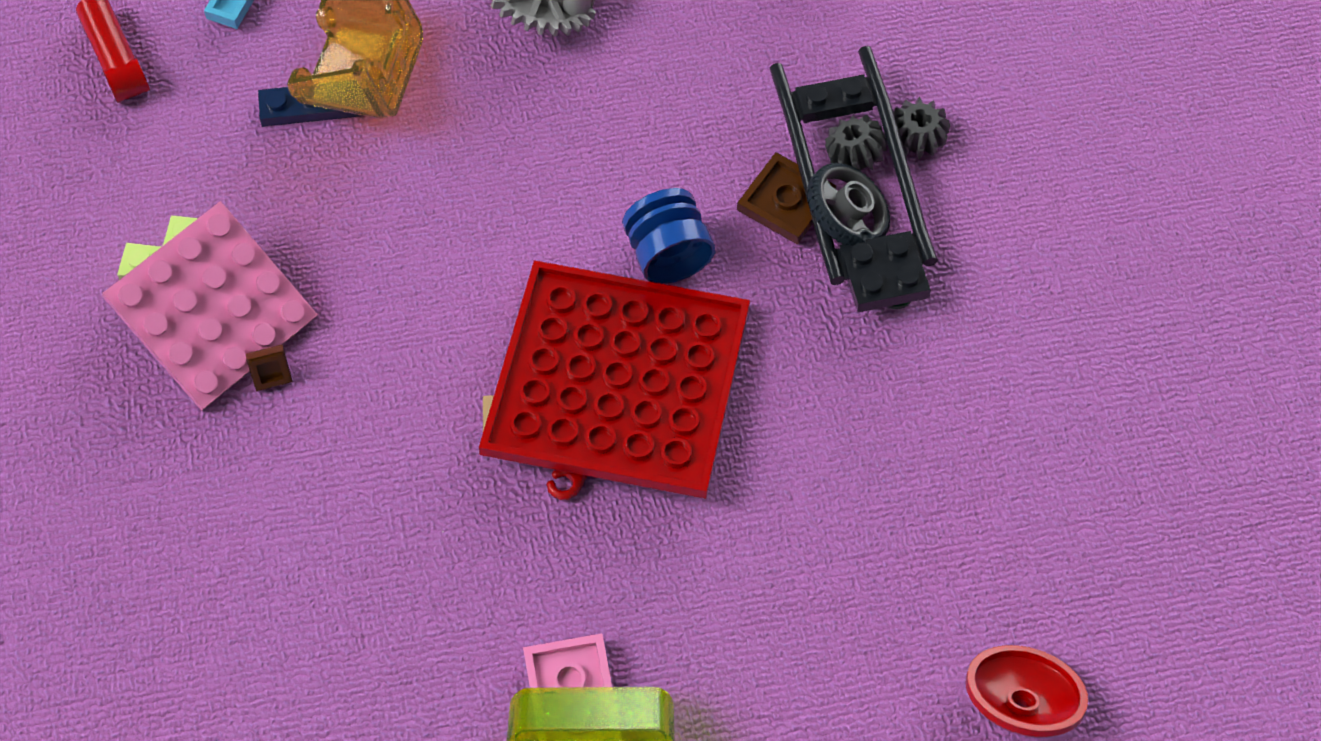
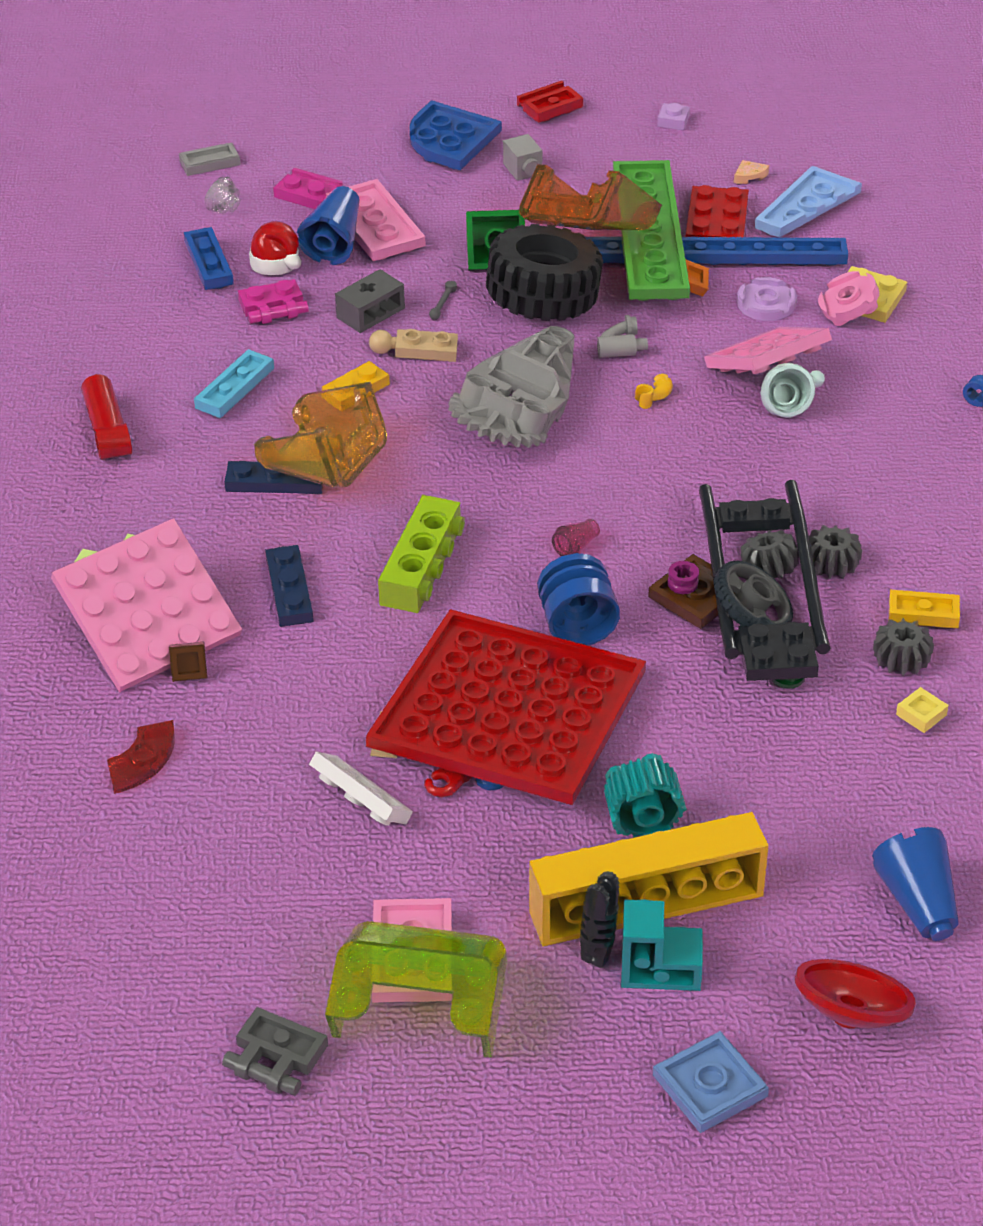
camera: 10 degrees right, 20 degrees down
(247, 494) = (144, 757): none -> clear red tile
(356, 247) = (289, 585): none -> dark blue plate
(482, 506) = (360, 789): none -> white plate
(492, 140) = (420, 554): none -> lime brick
(647, 145) = (574, 537): none -> clear pink cone
(762, 648) = (599, 919): none -> black hinge
(779, 483) = (643, 796): none -> teal brick
(780, 195) = (683, 585): none -> magenta bush
(799, 583) = (683, 866): none -> yellow brick
(824, 669) = (659, 954): none -> teal brick
(1009, 243) = (903, 646): none -> dark grey gear
(1022, 189) = (926, 607): none -> yellow plate
(1039, 320) = (922, 710): none -> light yellow plate
(1072, 545) = (920, 880): none -> blue cone

